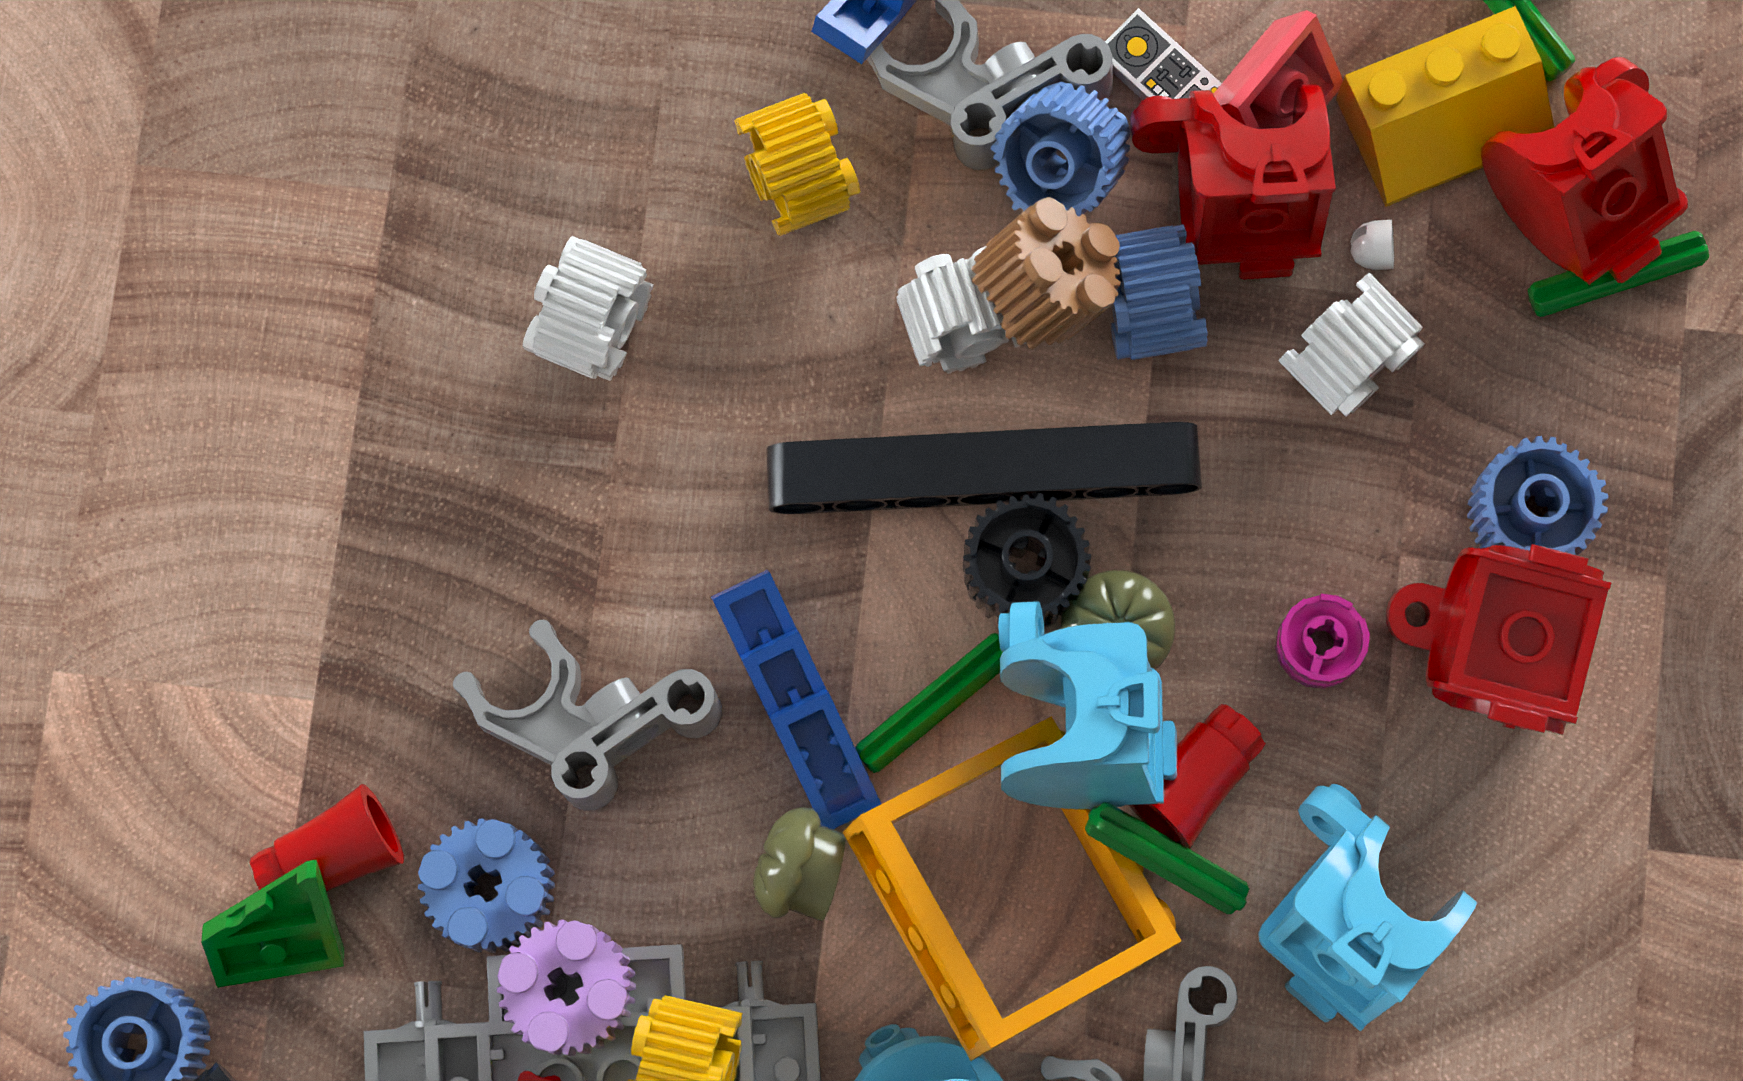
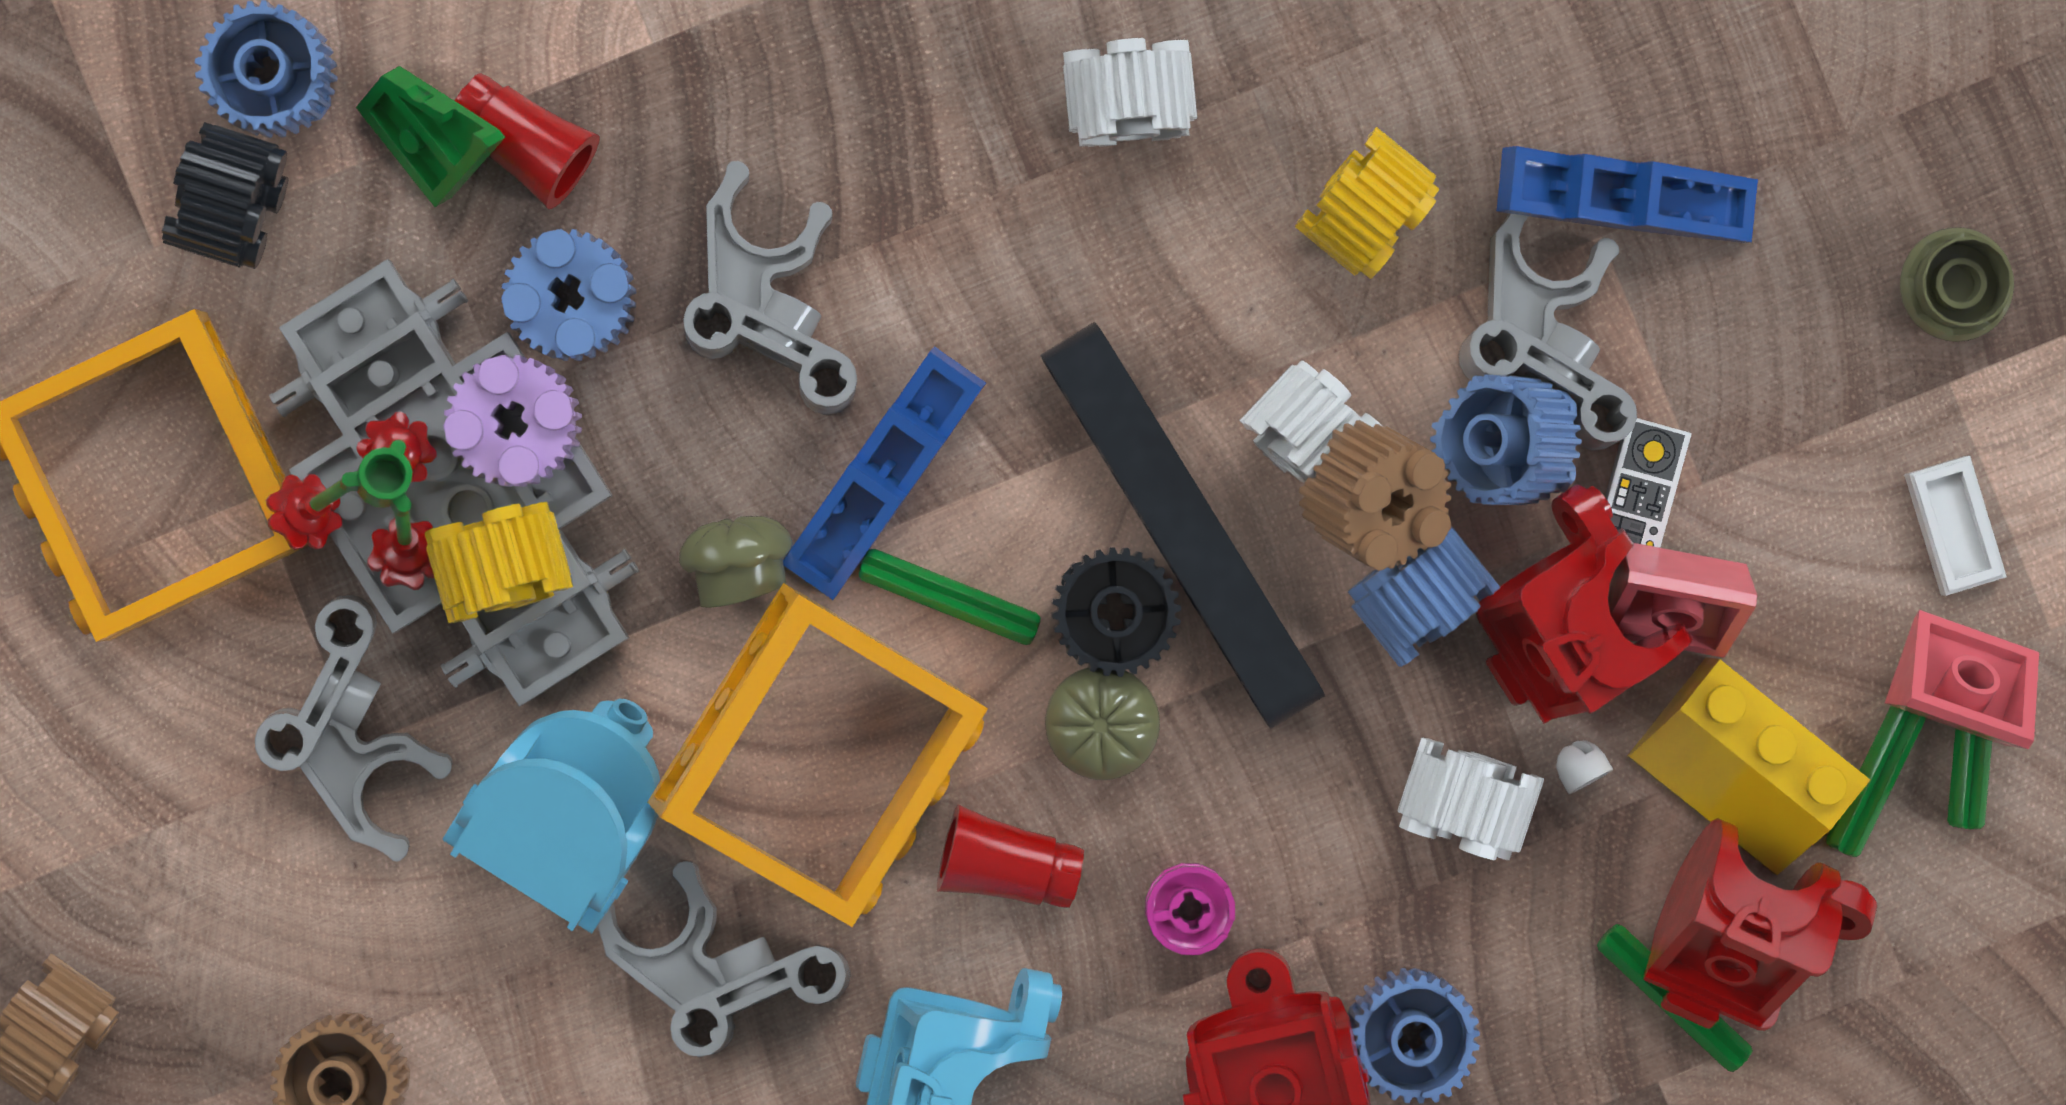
camera: 55 degrees right, 10 degrees up
(1114, 713) = (1014, 764): medium azure animal -> none
(1167, 858) = (918, 876): green axle -> none

